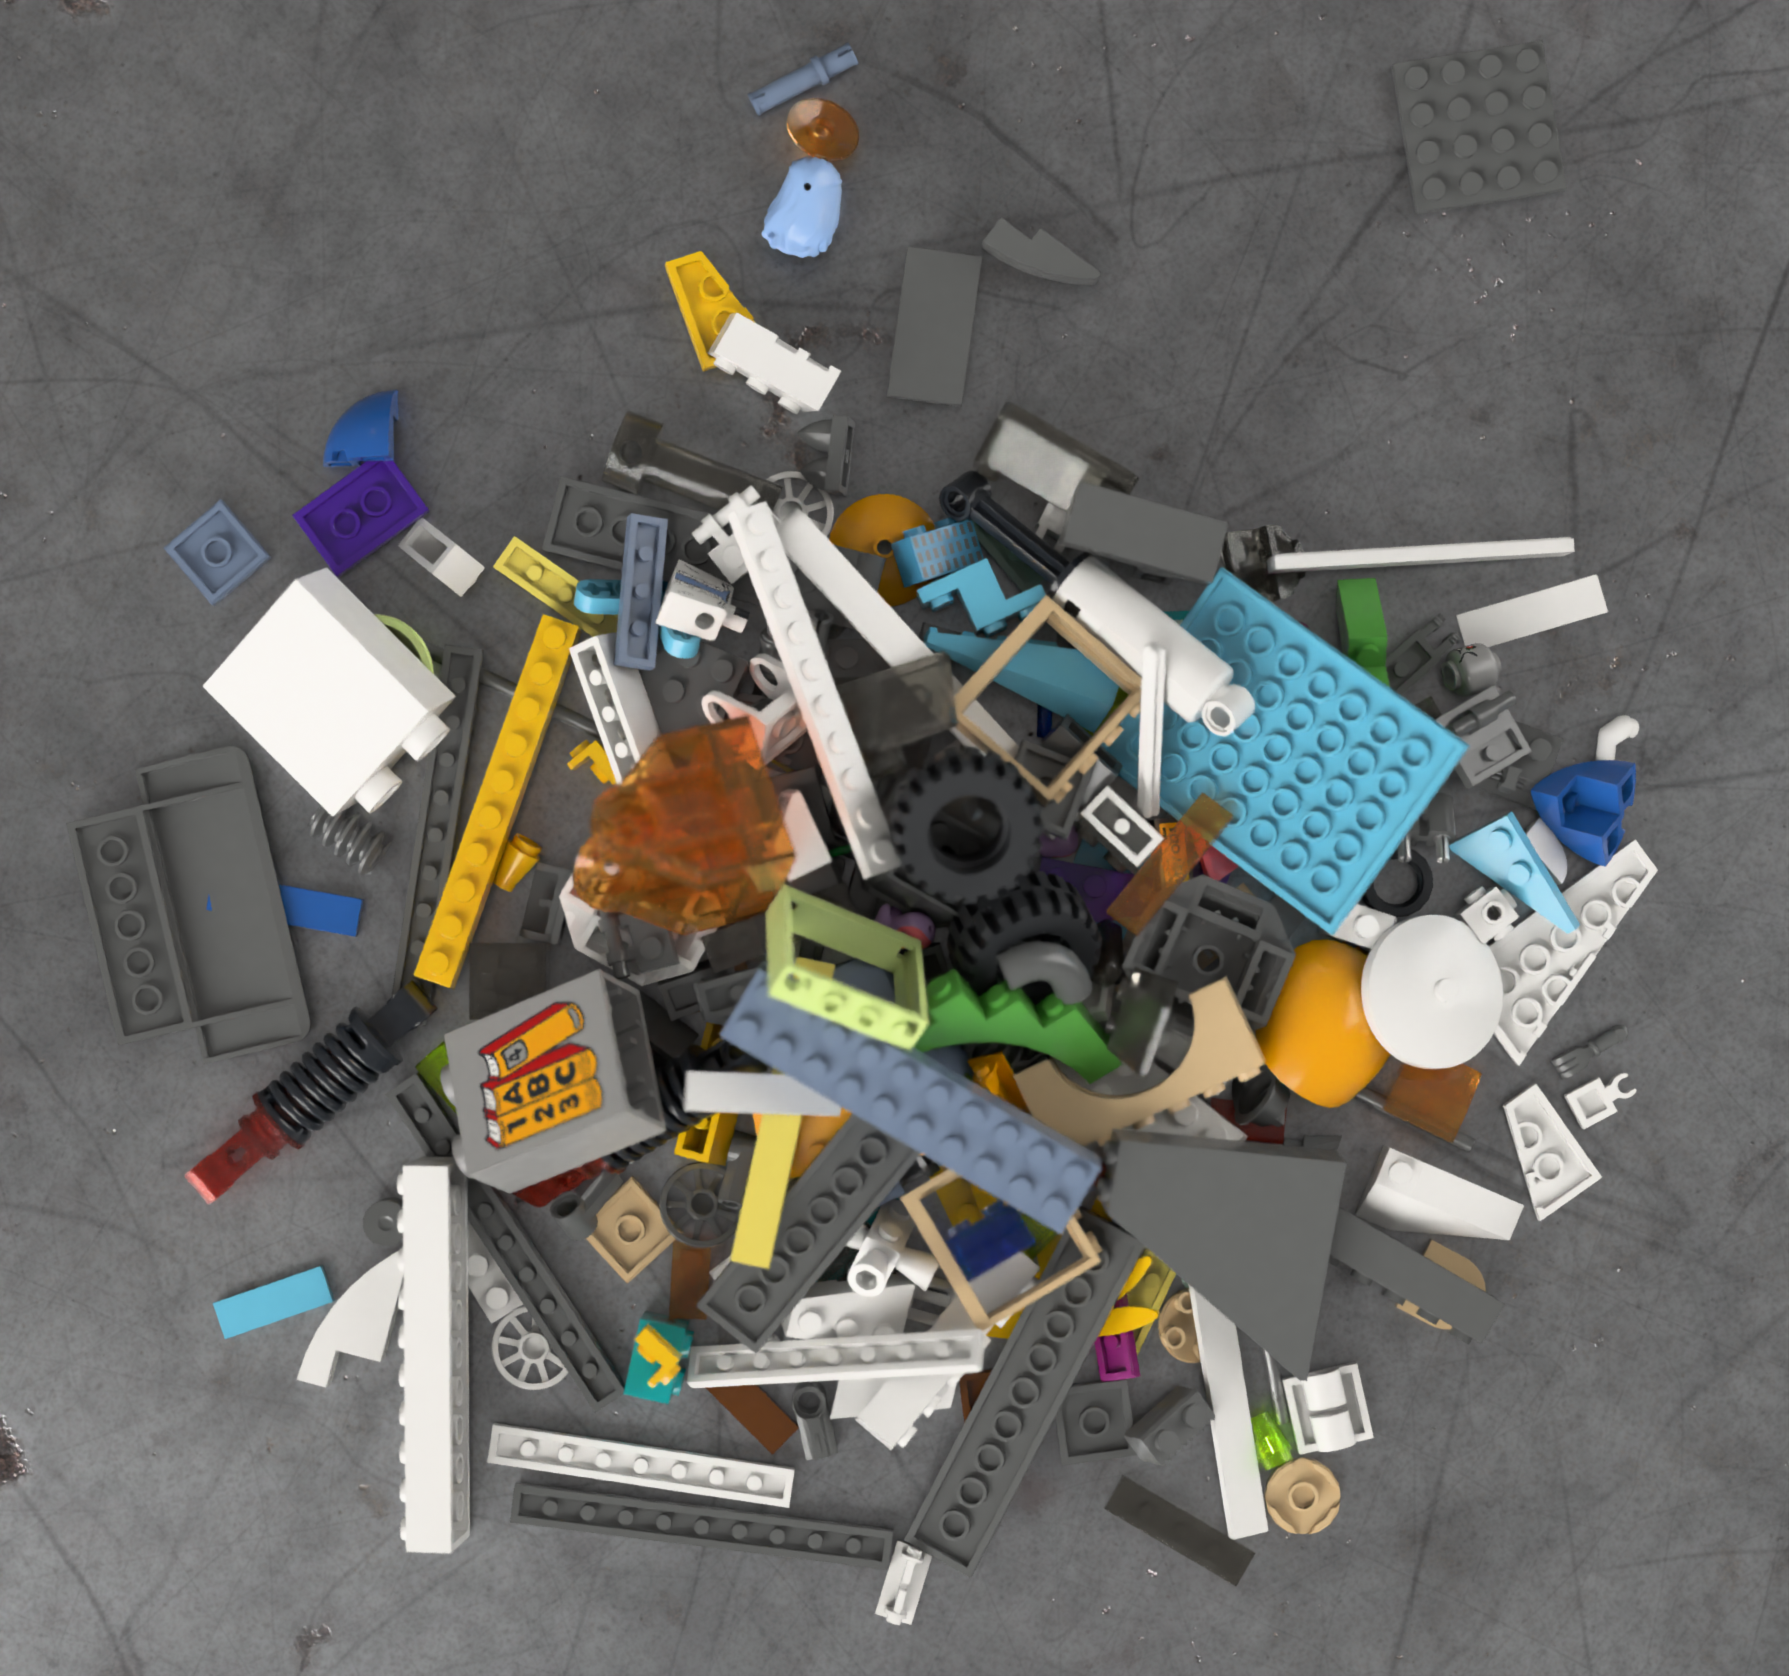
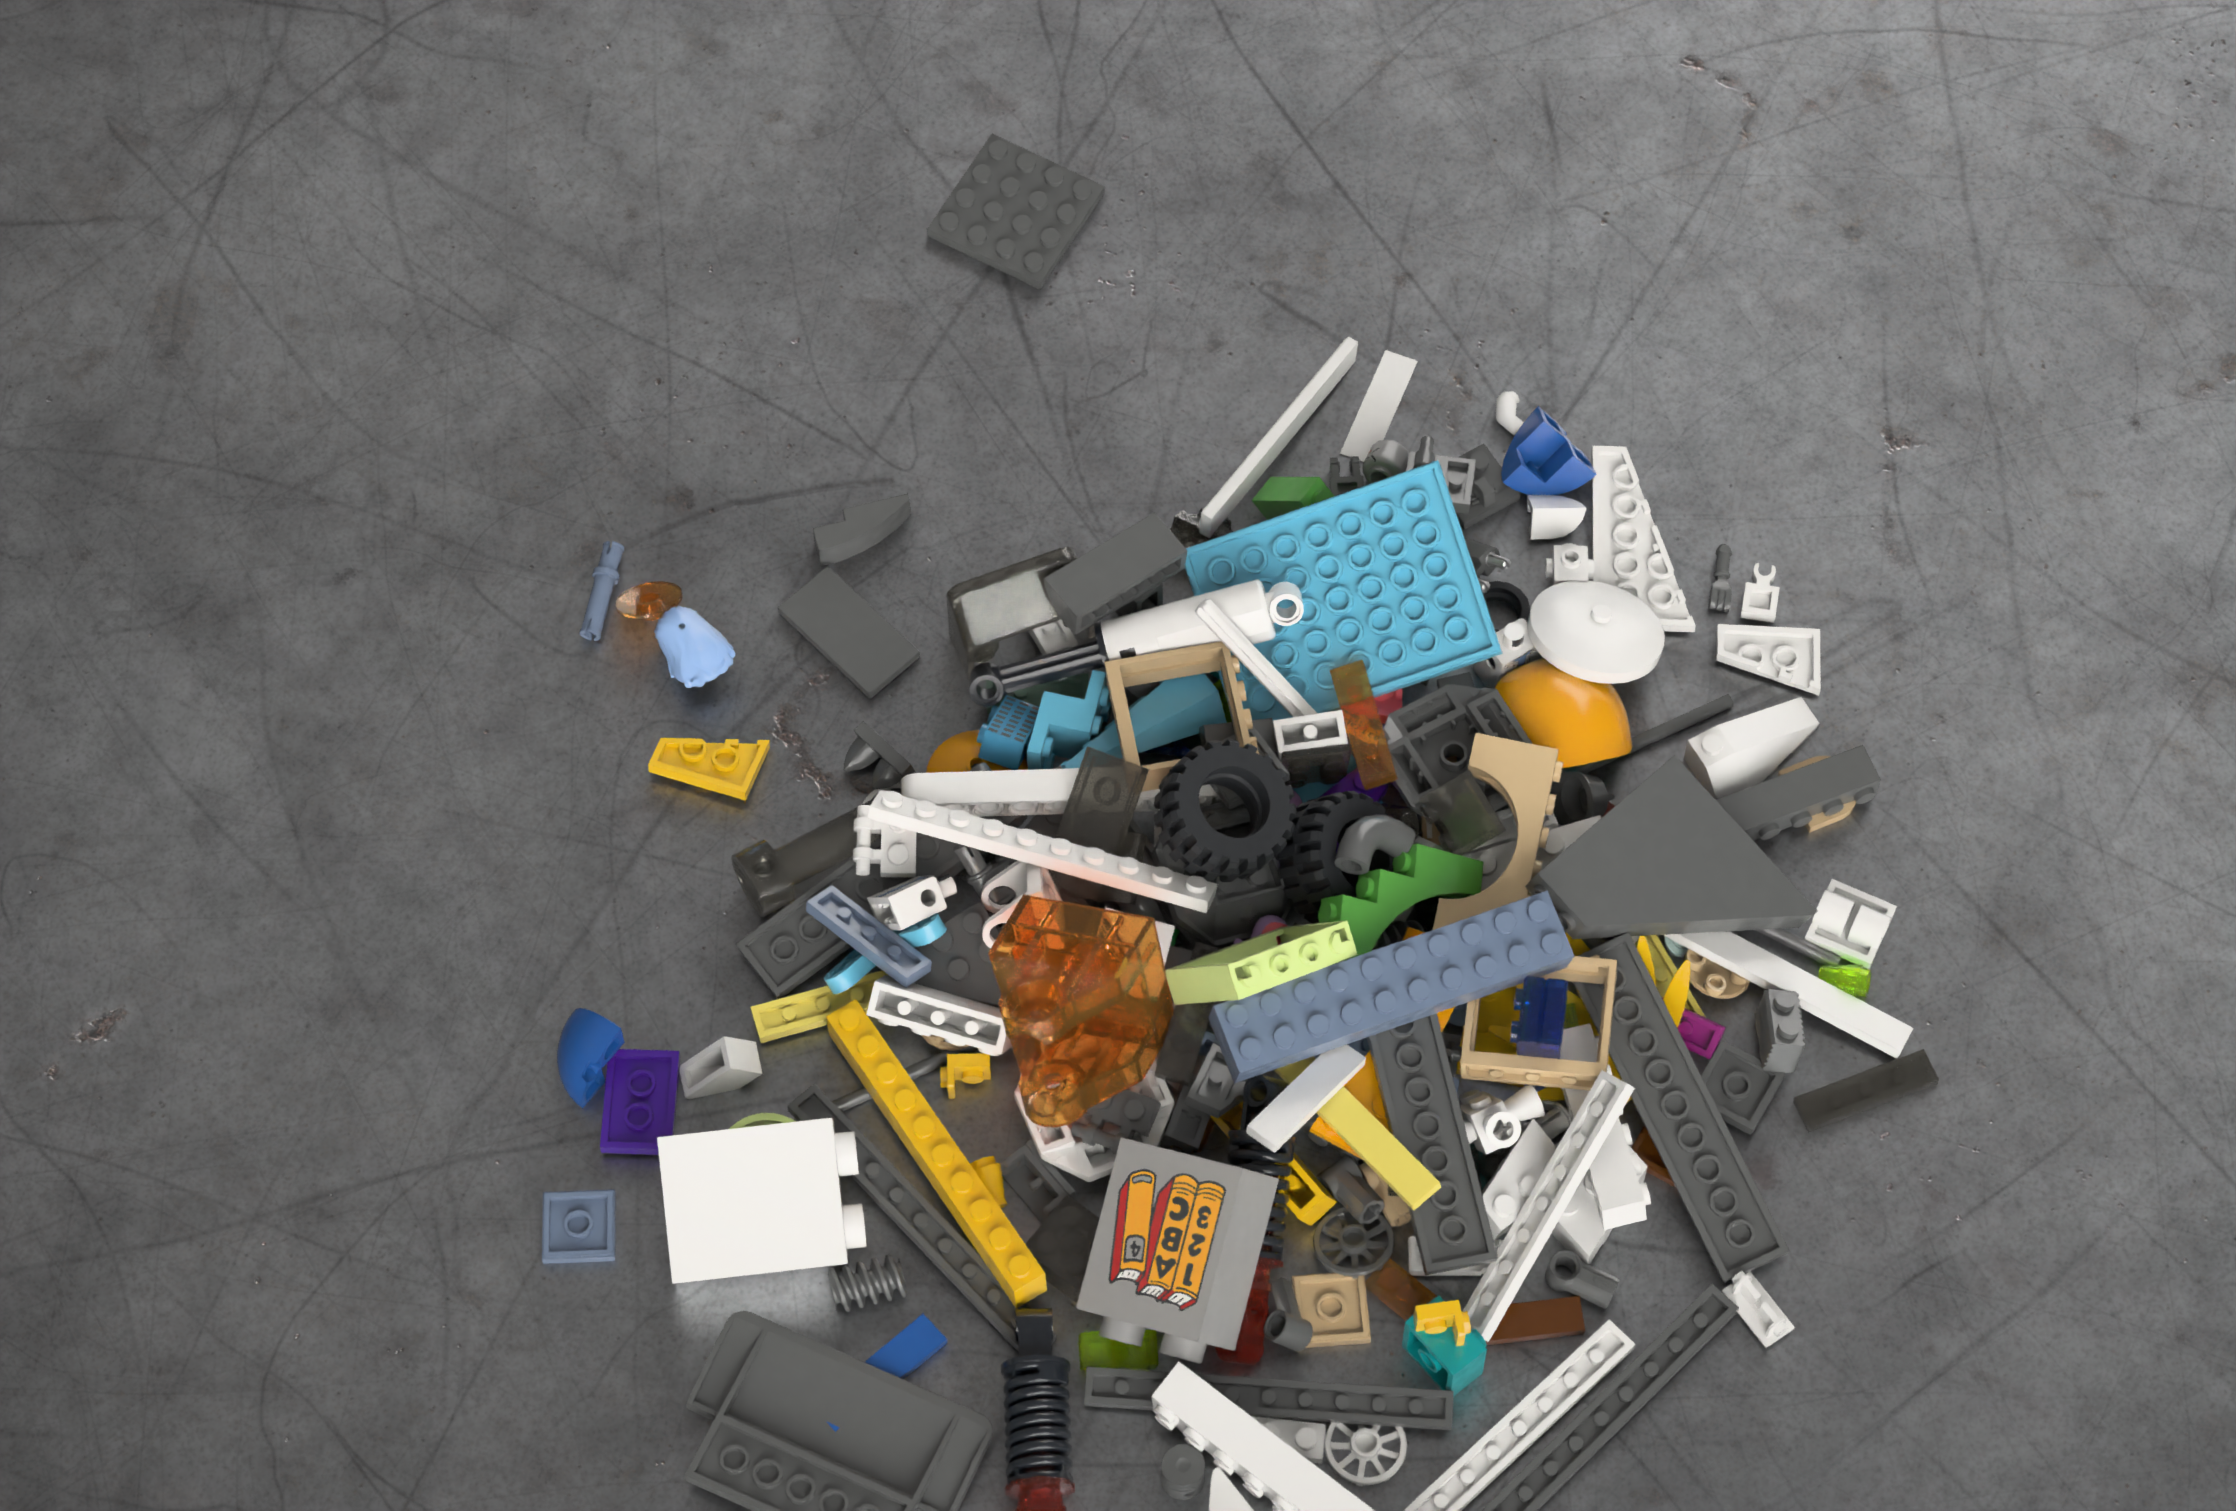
camera: 50 degrees left, 25 degrees down
(772, 365) = (785, 743): white wedge -> none
(1302, 1496) = (1905, 989): tan tile -> none
(1433, 1097) = (1670, 696): clear orange slope -> none
(1510, 860) = (1538, 527): medium azure wing -> none

